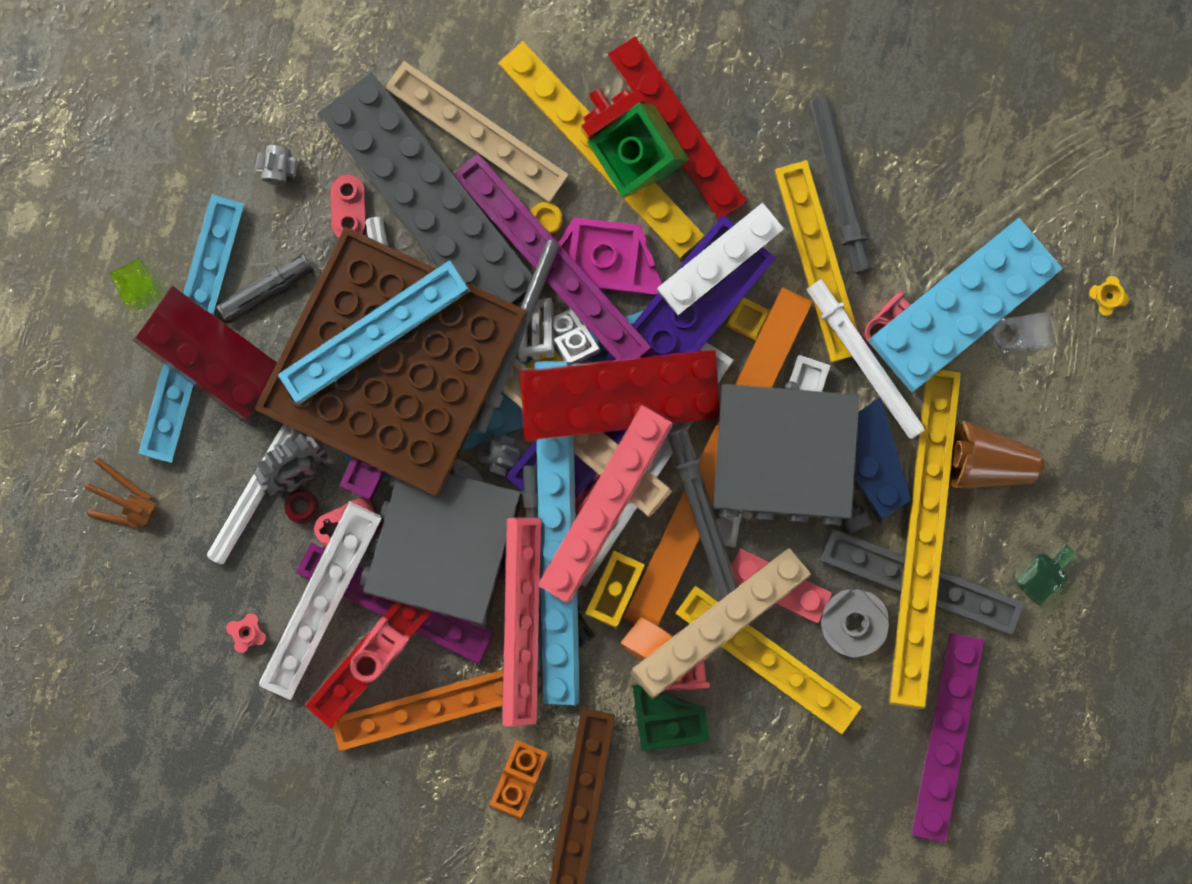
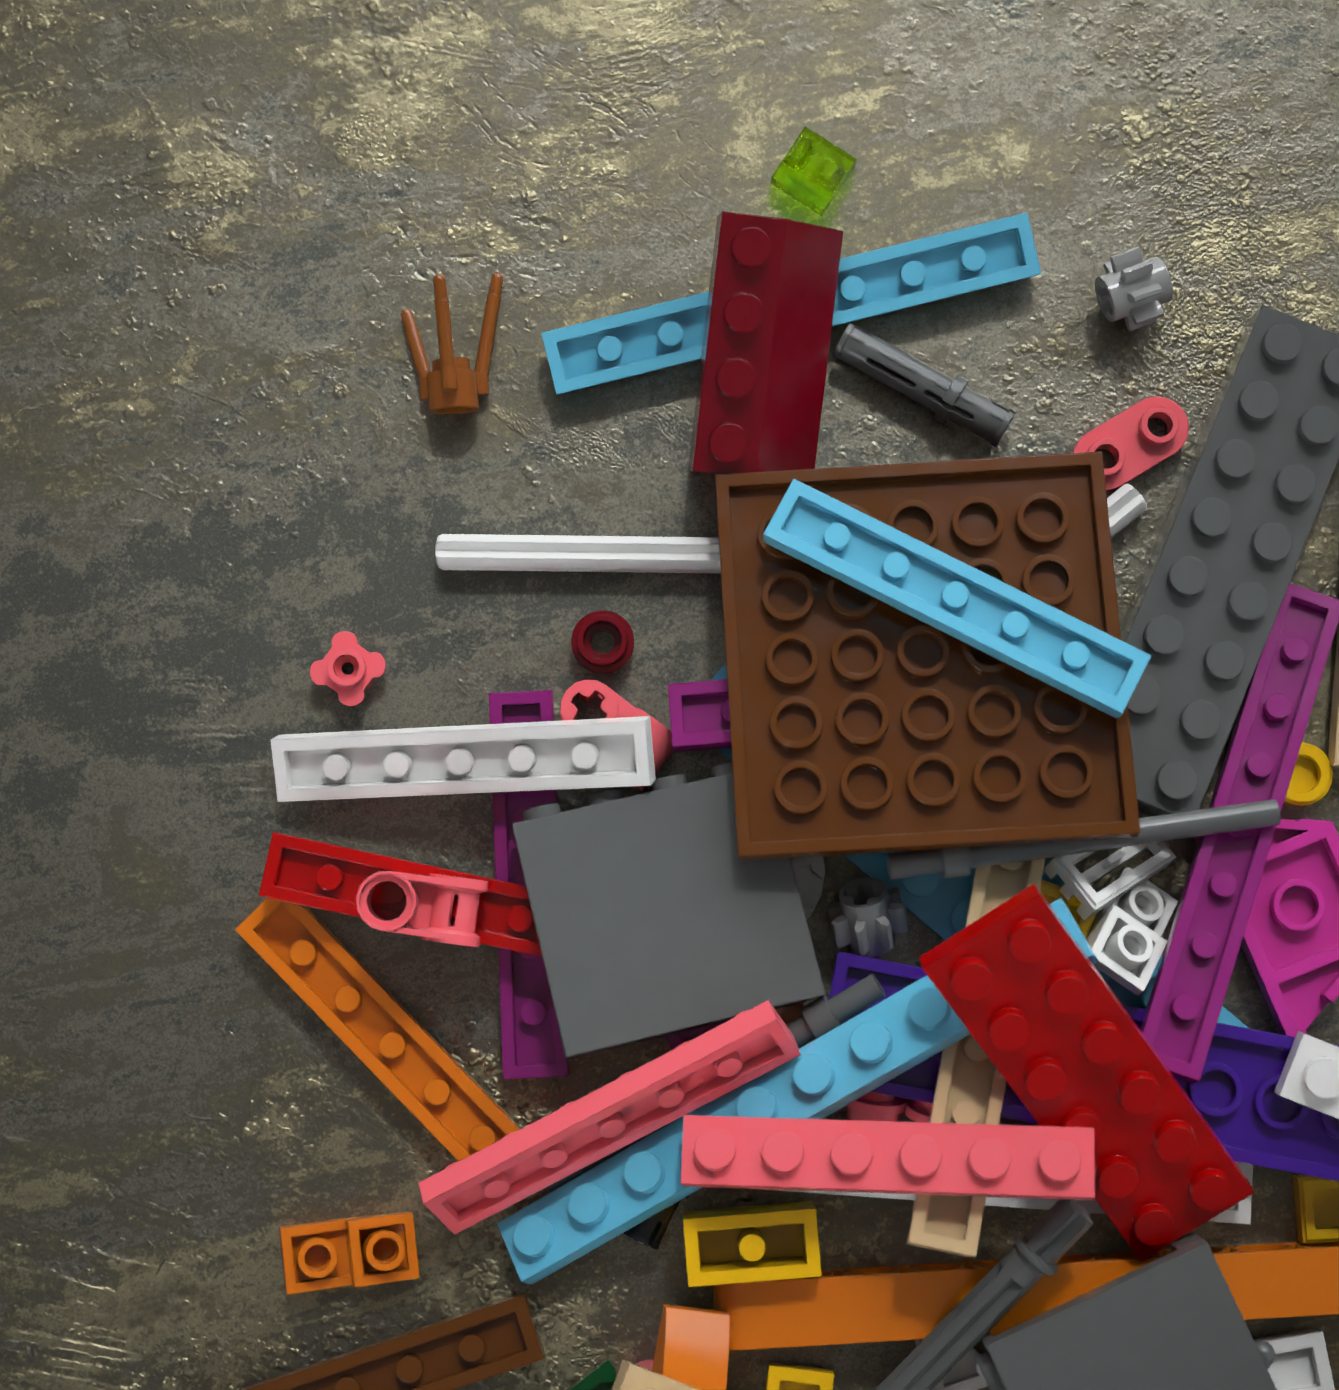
camera: 60 degrees right, 0 degrees up
(290, 465) = (657, 585): dark grey gear -> none

